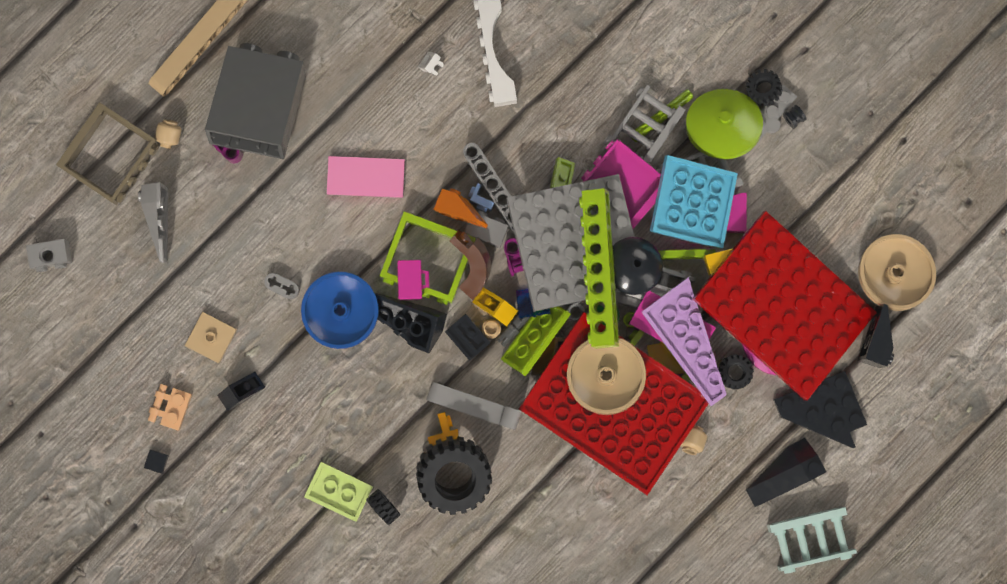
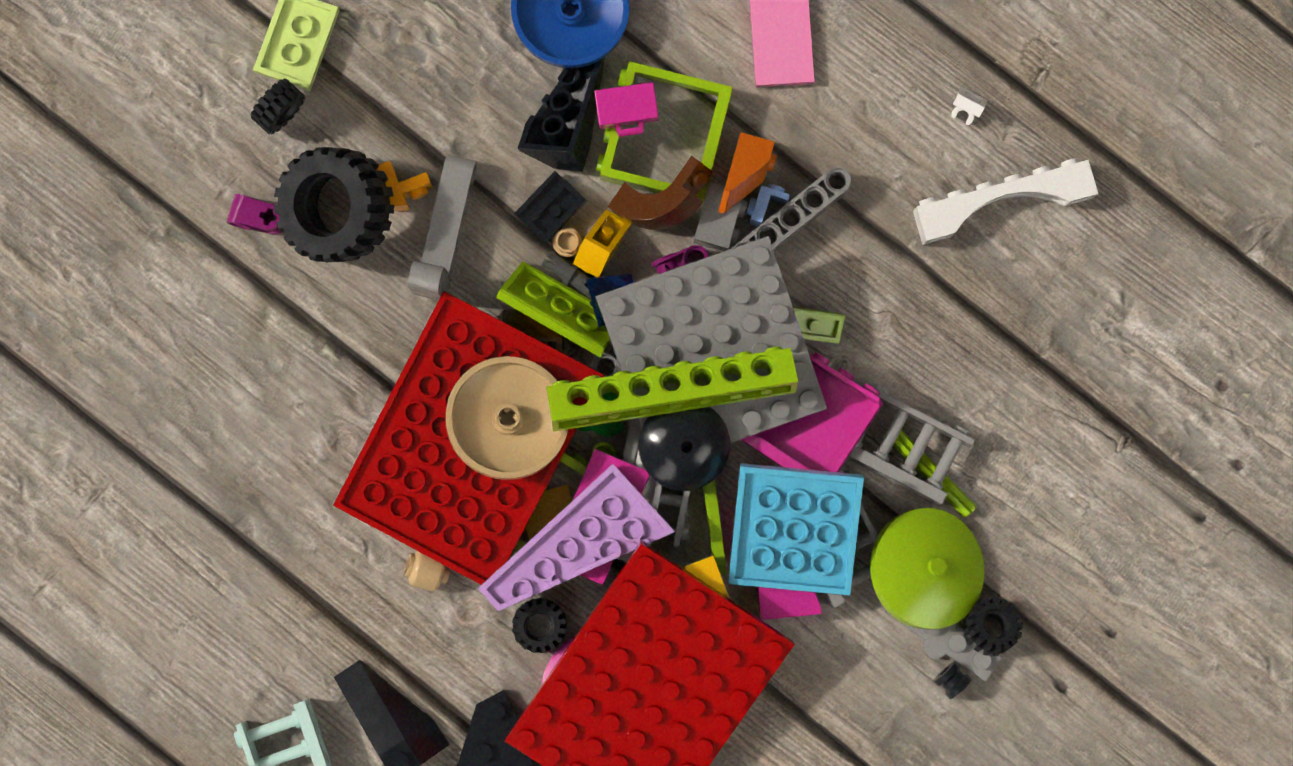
camera: 80 degrees right, 0 degrees up
(451, 532) = (252, 215): none -> magenta piece

